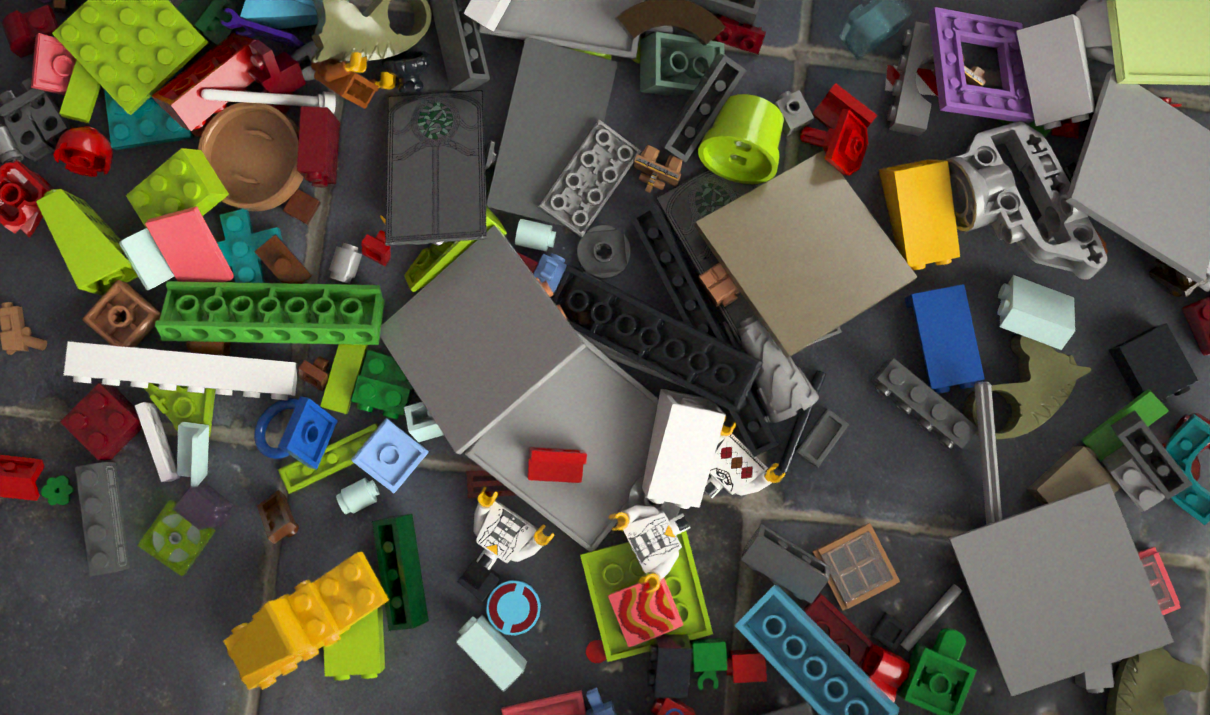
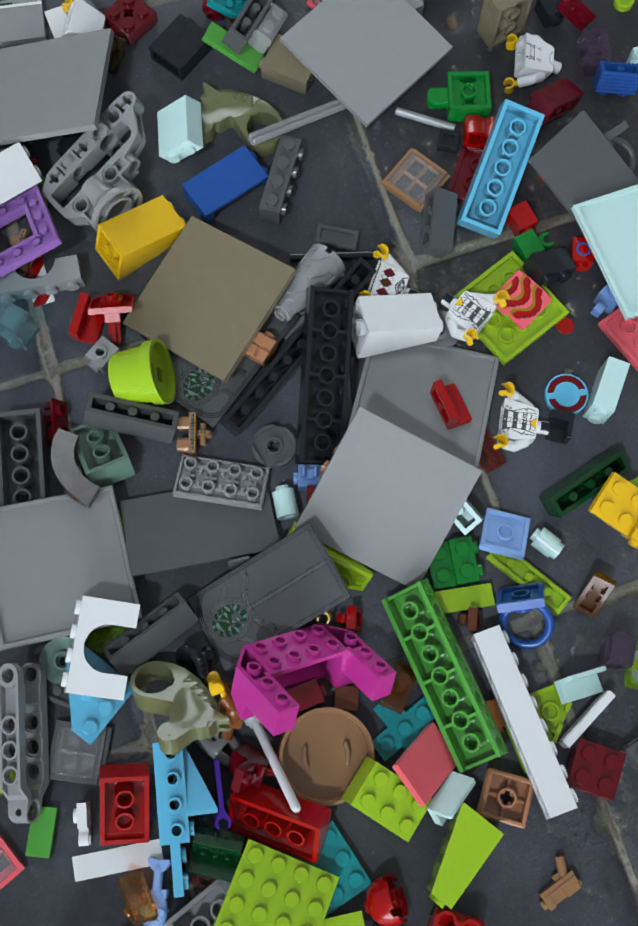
camera: 115 degrees left, 10 degrees down
(345, 263) = (377, 638): light grey brick -> none
(357, 158) = (295, 657): none -> dark pink wedge

